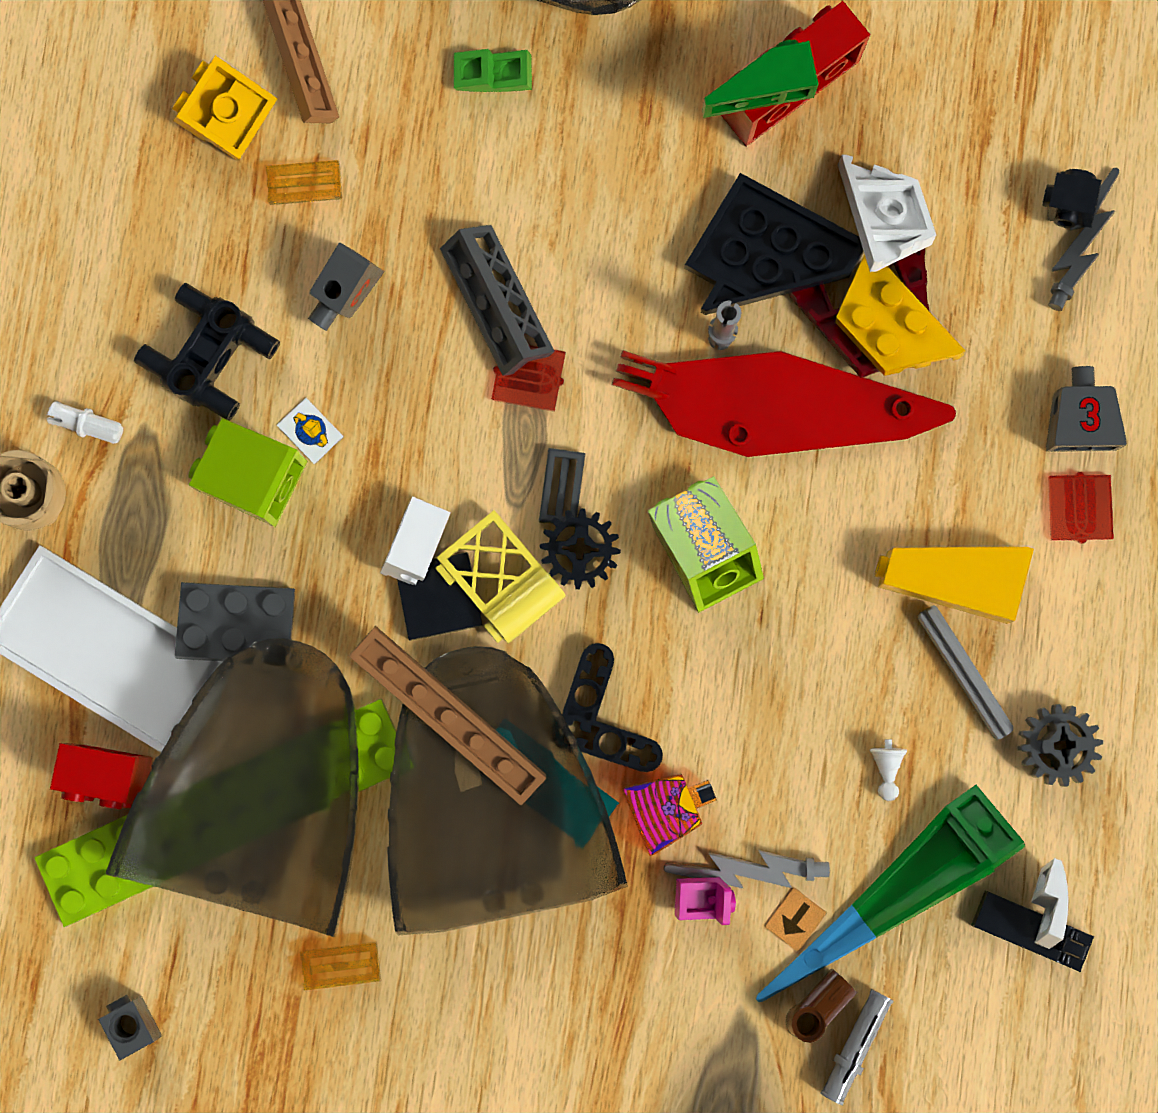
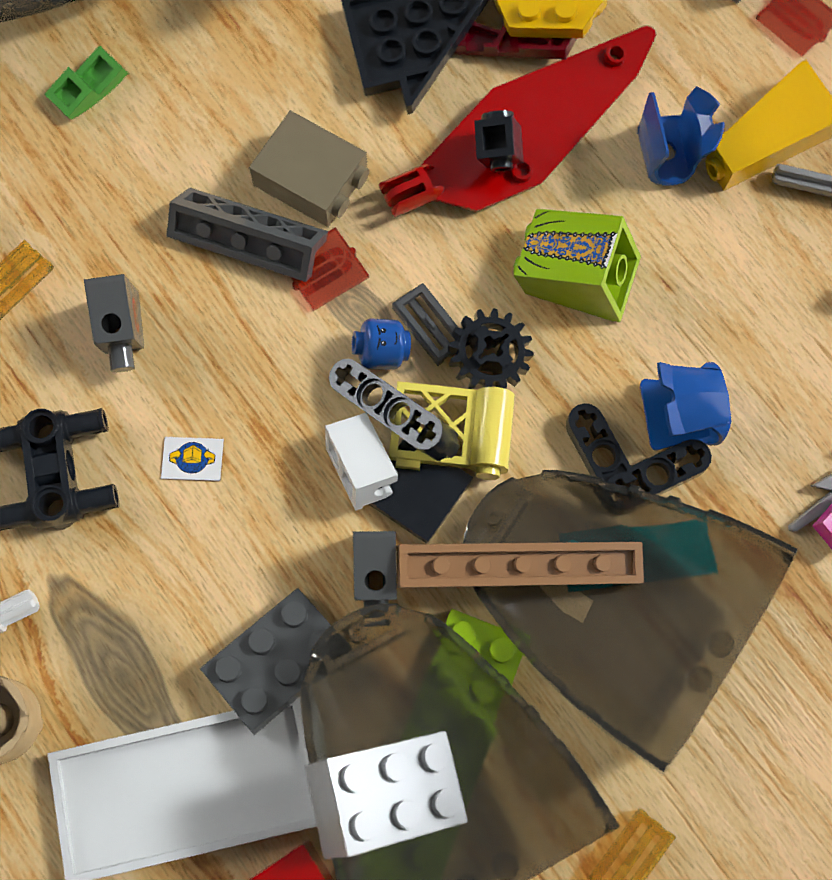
camera: 45 degrees left, 10 degrees down
(212, 777) = (385, 795): none -> brick
(247, 471) = (171, 528): lime slope -> none
(358, 616) = (374, 553): none -> dark grey torso
(471, 577) = (436, 438): none -> beam
(510, 472) = (381, 344): none -> blue head
(586, 292) = (310, 169): none -> dark tan brick
(666, 809) = (750, 482): torso -> none
(674, 715) = (686, 405): none -> blue piece
(724, 325) = (439, 98): light grey pin -> none
(734, 401) = (498, 140): none -> black brick
(890, 521) = (689, 134): none -> blue piece

